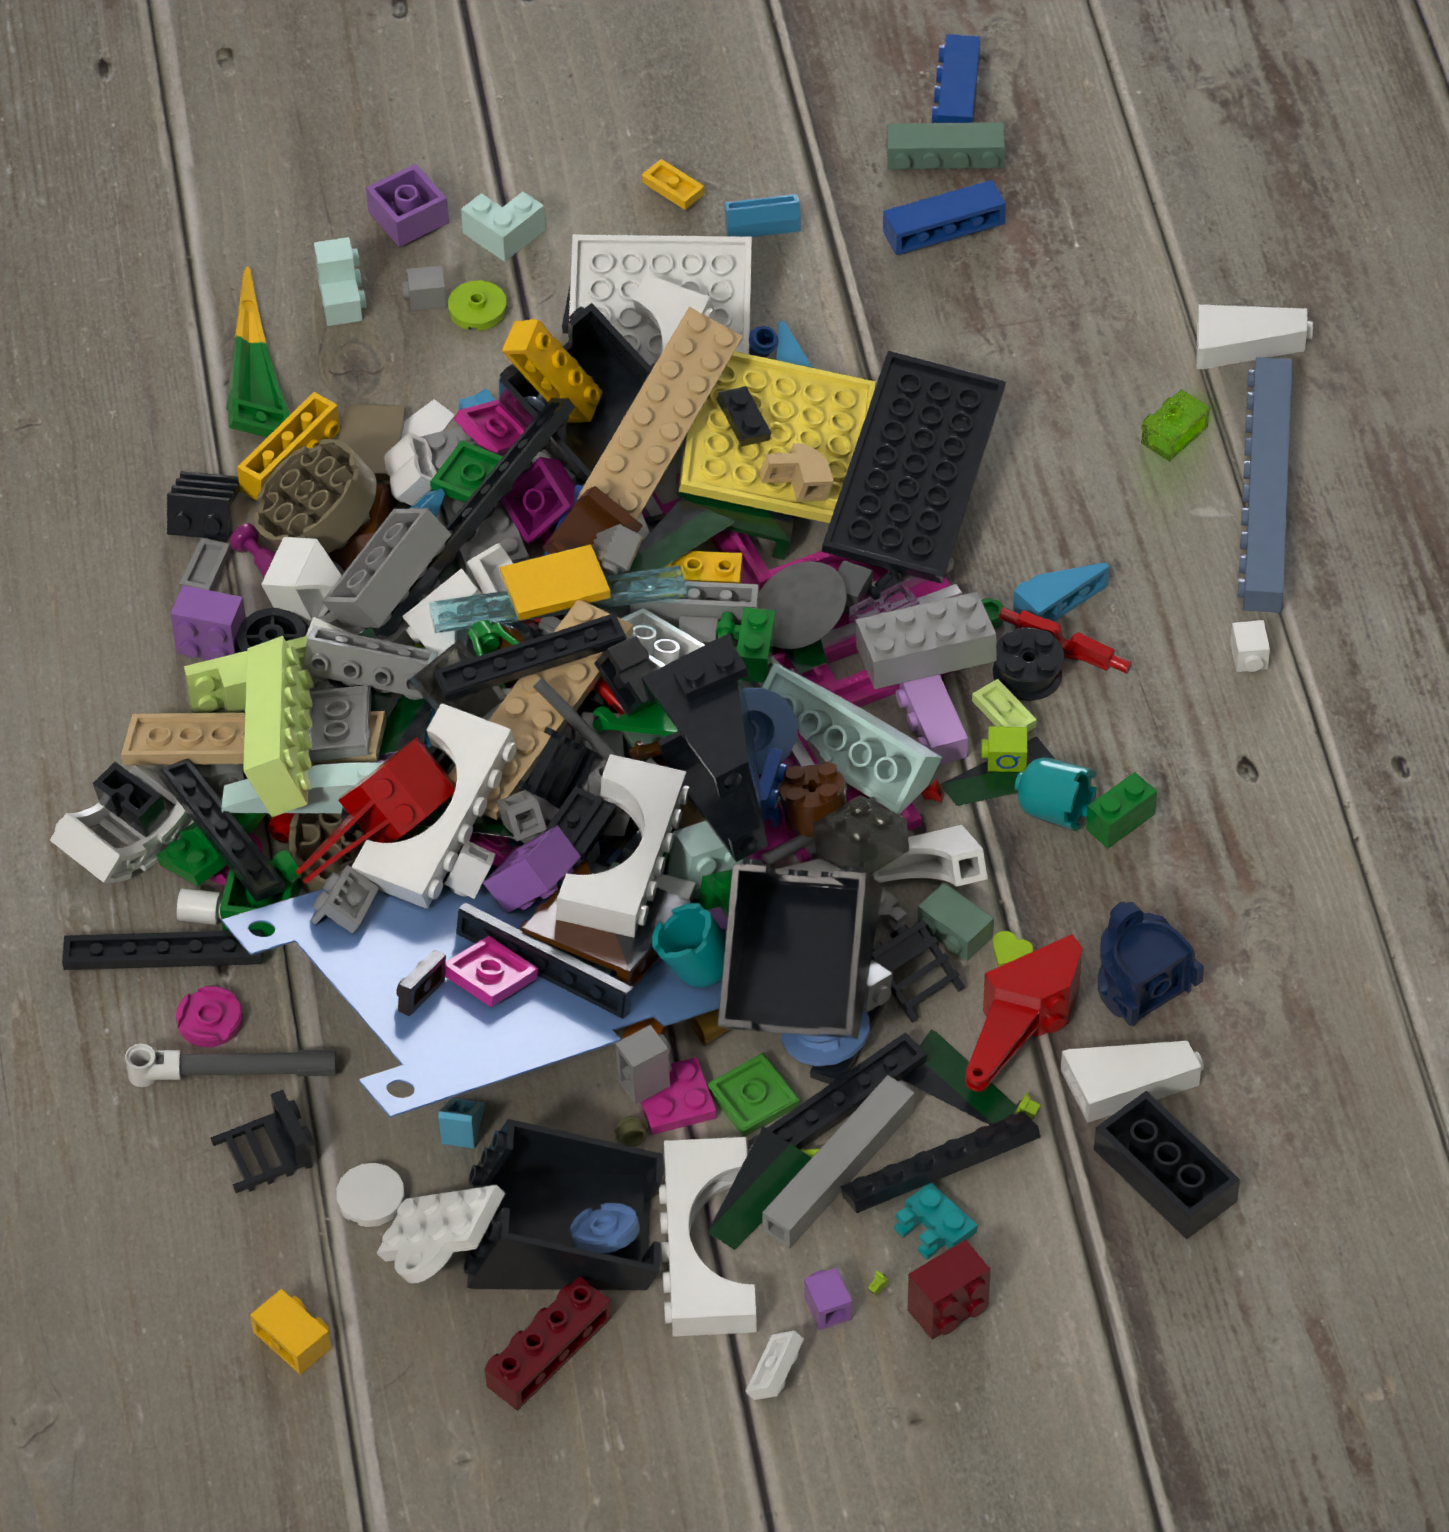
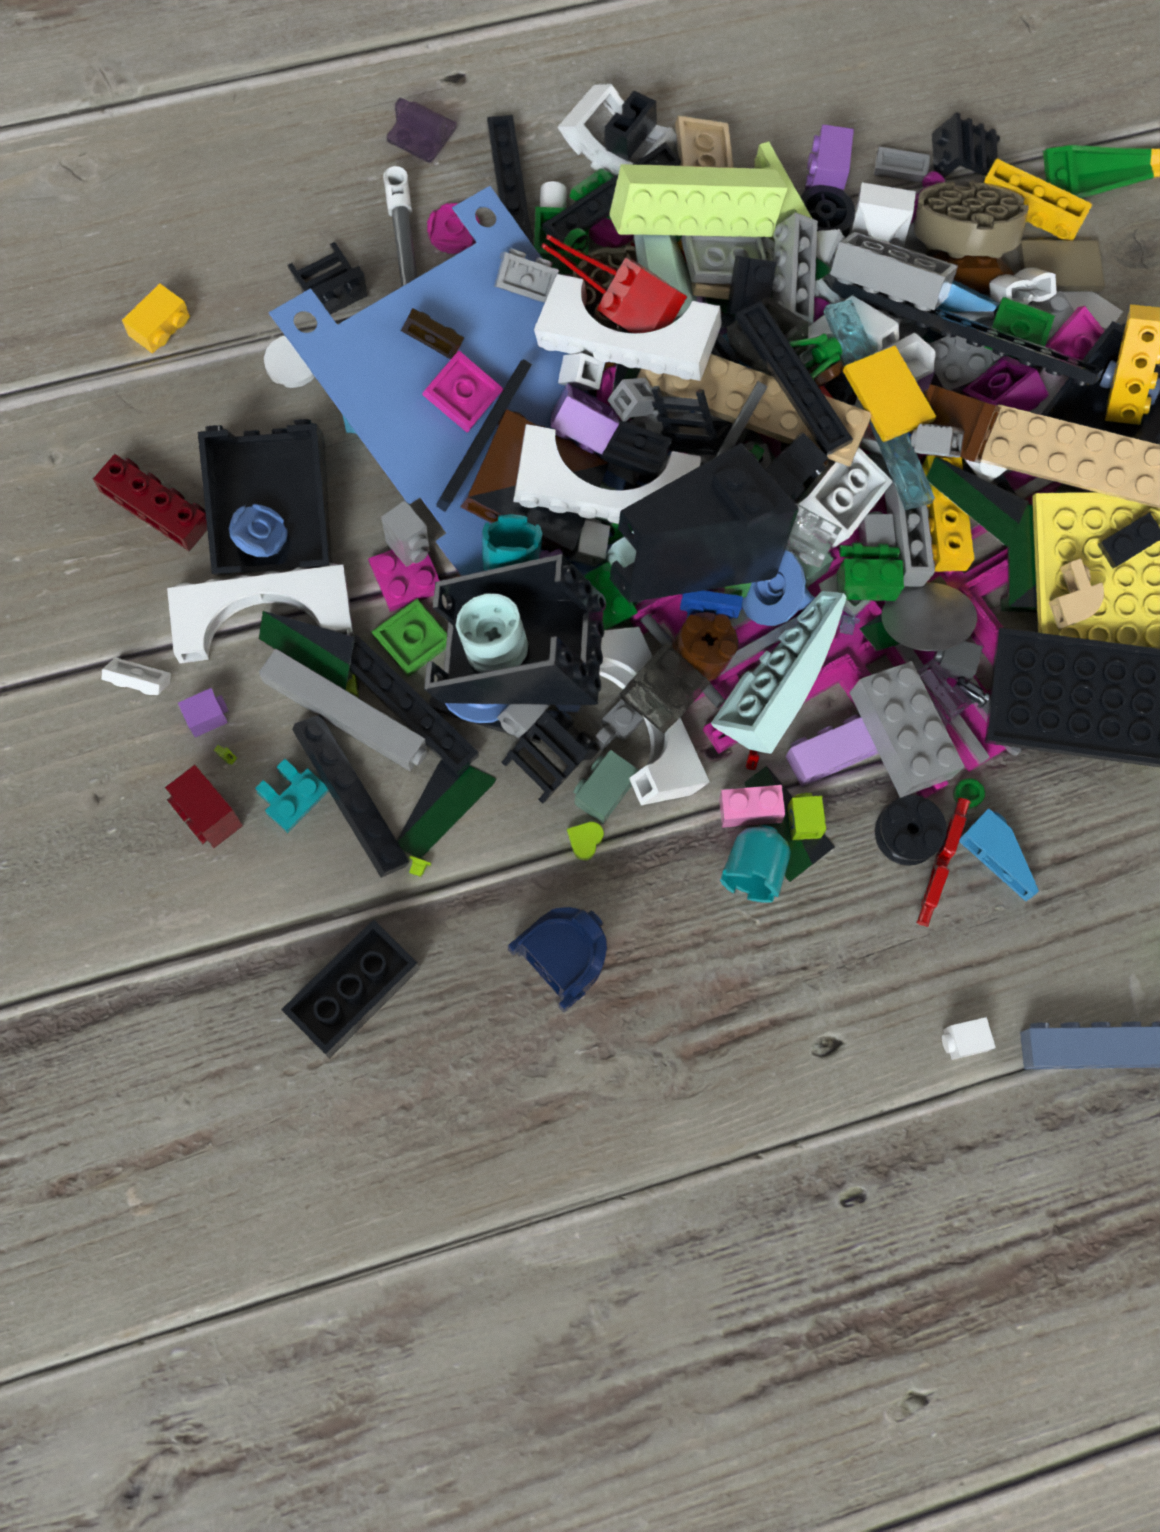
camera: 75 degrees right, 20 degrees up
(64, 1035) = (420, 130): none -> clear purple bracket
(381, 703) = (750, 282): none -> black plate
(435, 1227) = (234, 401): white plate -> none
(631, 1131) = (364, 543): olive plate -> none
(796, 965) = (492, 633): none -> light aqua wheel
(991, 793) = (751, 806): none -> bright pink brick
(1002, 707) = (854, 813): yellowish green plate -> none
(1024, 1000) = (512, 845): red slope -> none
(1116, 1075) = (450, 946): white slope -> none
(1121, 810) = (750, 925): green brick -> none

